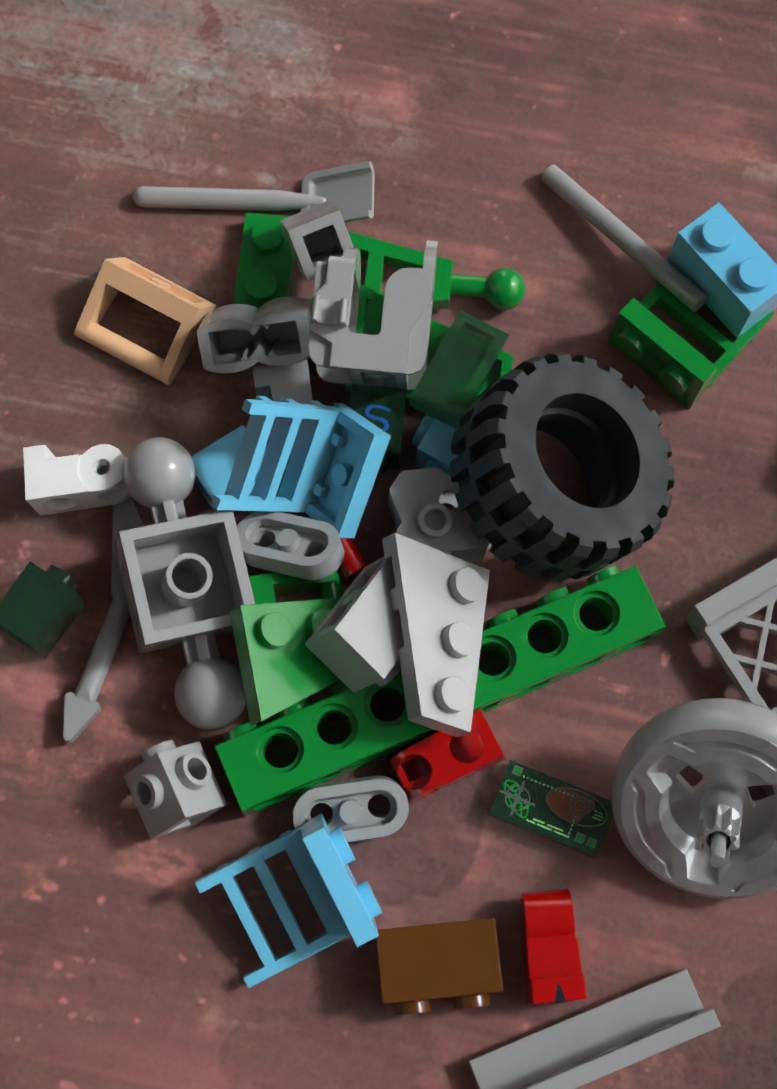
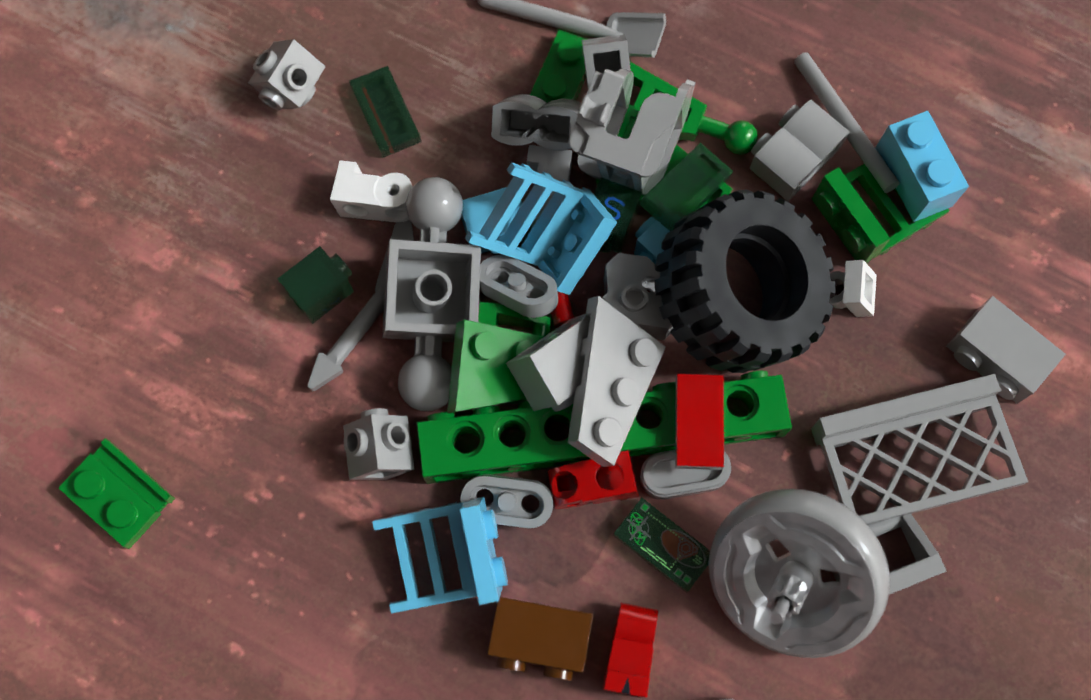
camera: 20 degrees right, 0 degrees up
(59, 369) = (385, 111): none -> clear green tile
(154, 291) = (473, 71): light nougat tile -> none
(552, 713) = (664, 482): none -> light grey tile
(555, 650) = (699, 421): none -> red tile
(576, 285) = (798, 149): none -> light grey brick
(695, 437) = (858, 289): none -> white tile

